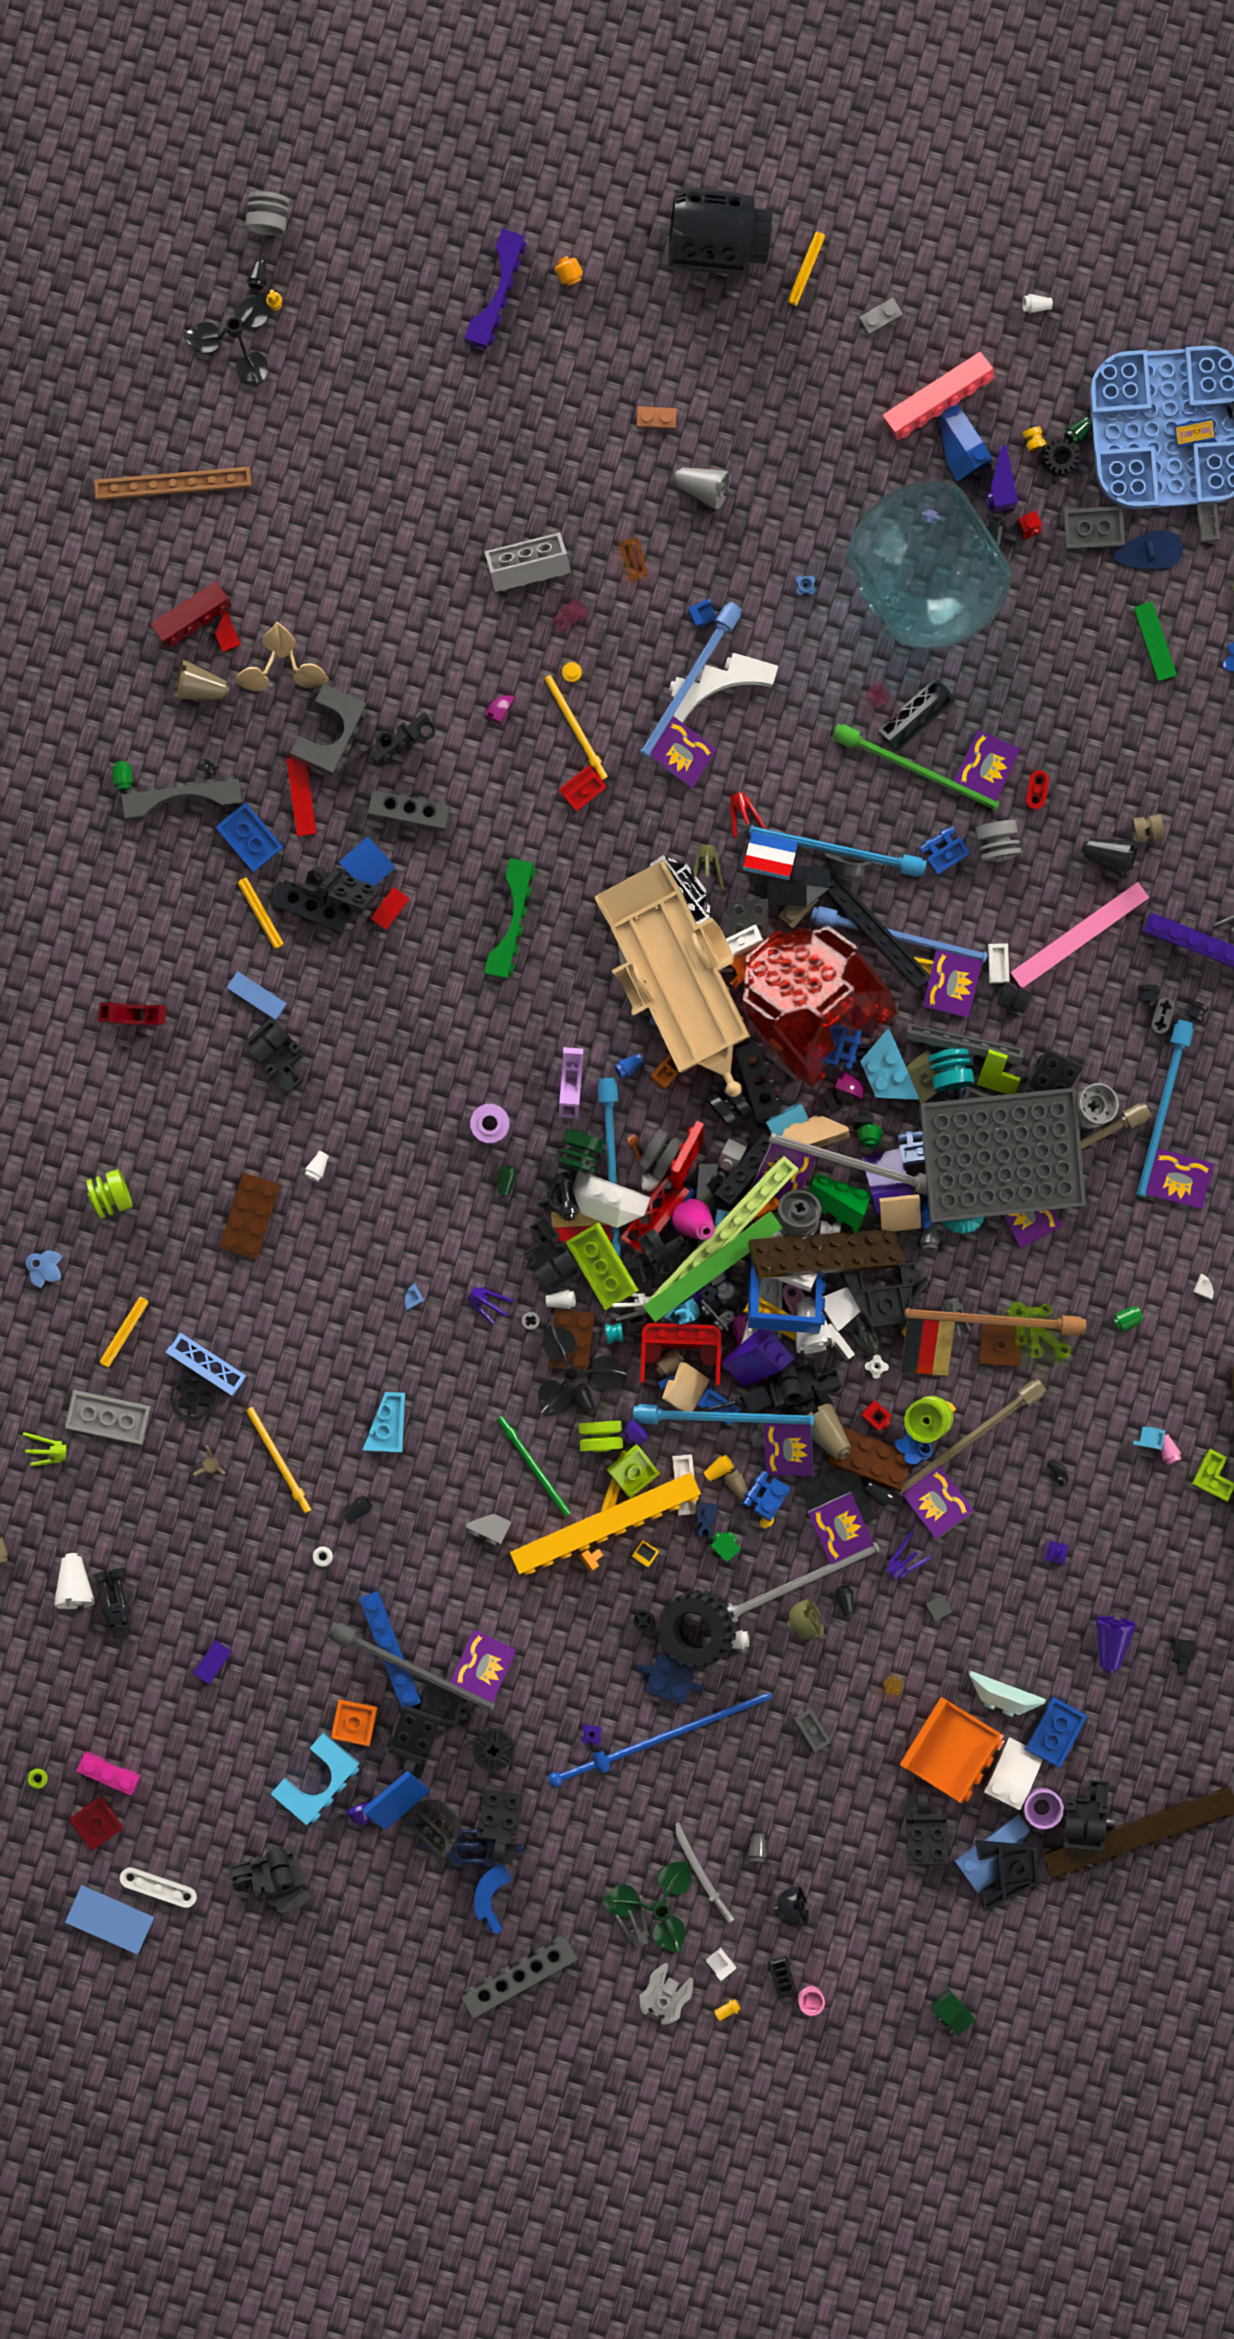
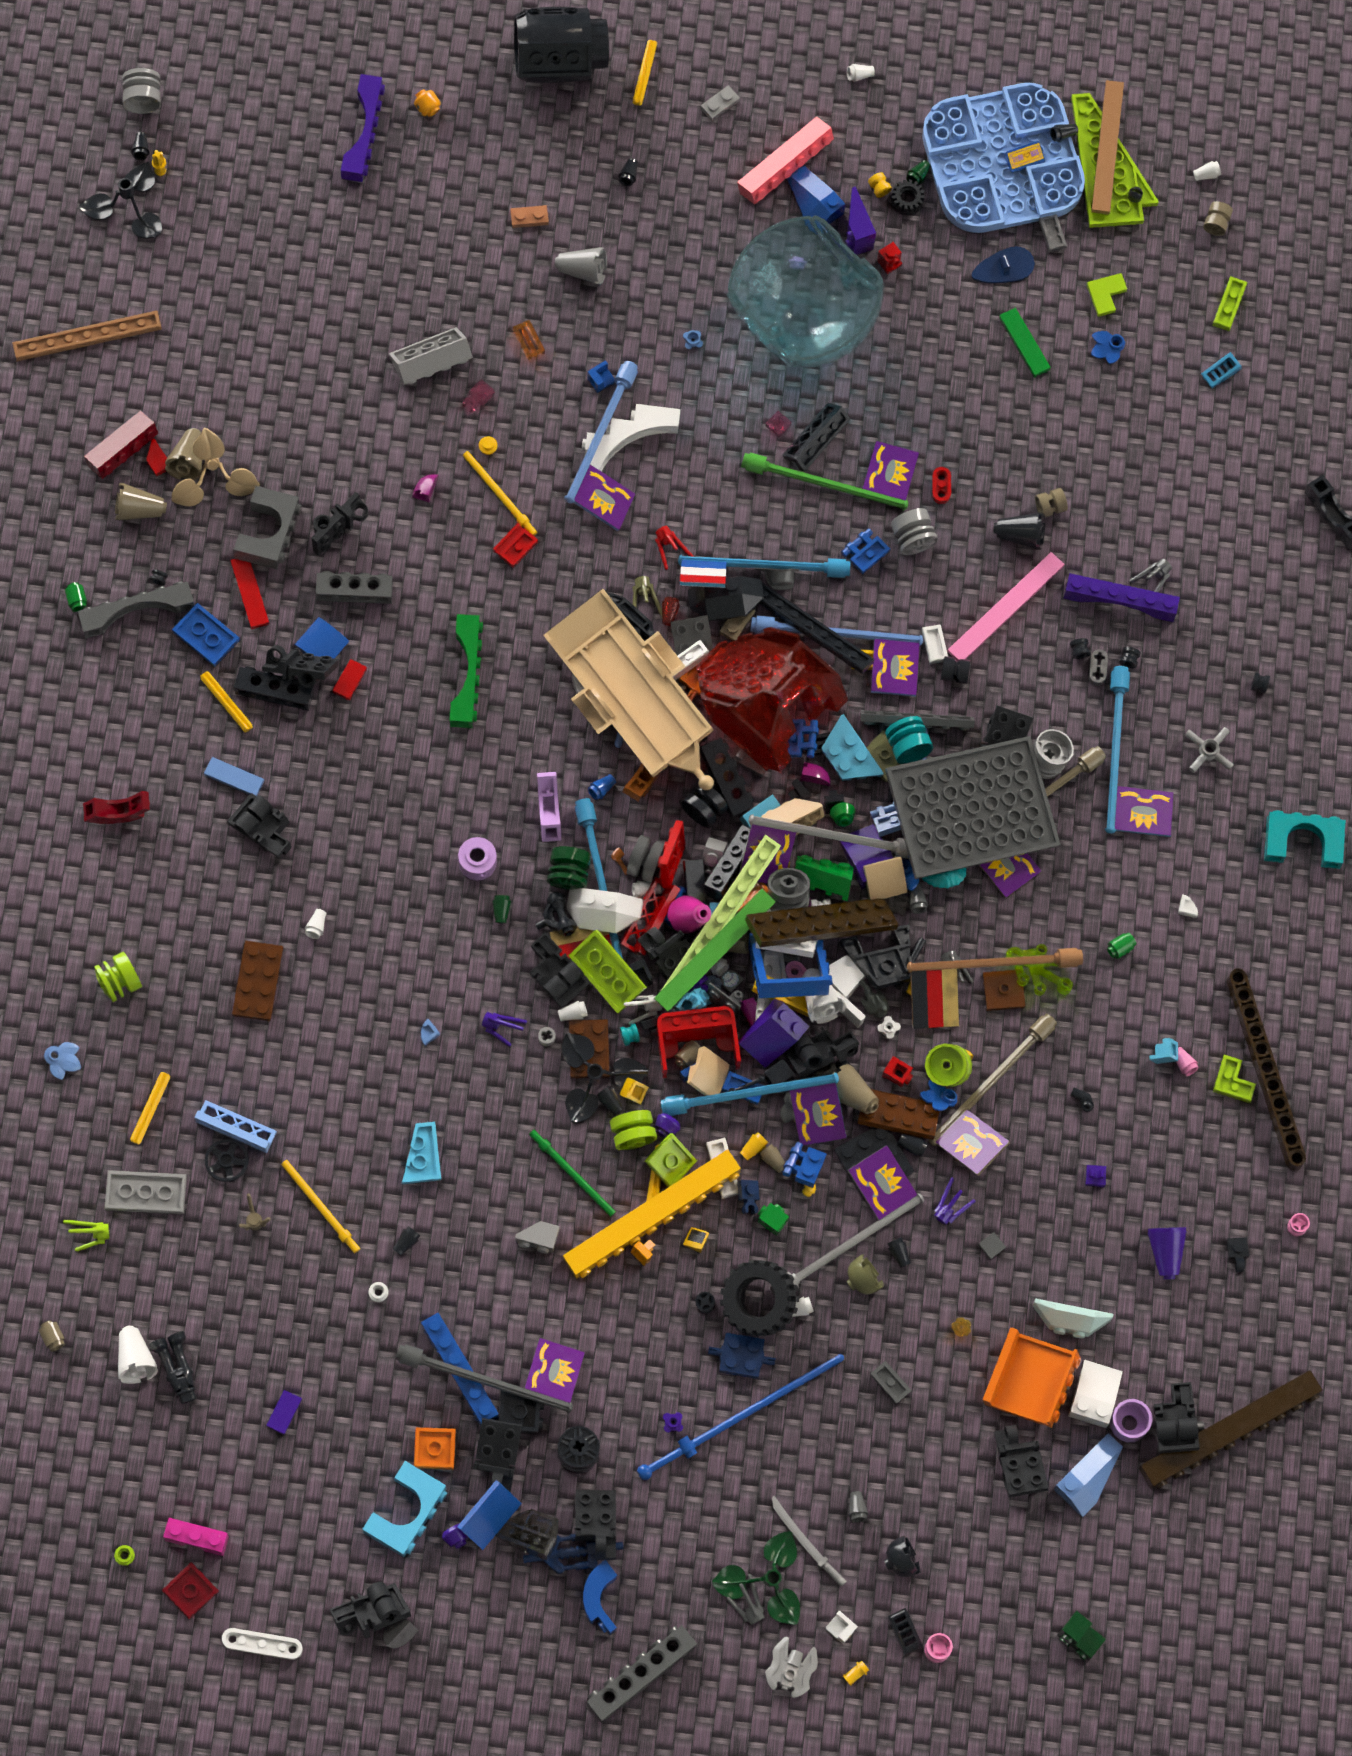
camera: 10 degrees left, 15 degrees down
(109, 1919) = (217, 1684): medium blue tile -> none
(250, 640) = (182, 459): none -> dark tan cone
(608, 1391) = (634, 1090): none -> yellow slope
(730, 885) = (669, 610): none -> clear red cone
(769, 384) = (628, 173): none -> black cone
(994, 1077) = (948, 738): lime tile -> none
(1016, 1870) = (1116, 1484): black wing -> none
(1056, 1732) = (1129, 1347): blue tile -> none
(1094, 527) = (949, 252): dark grey plate -> none

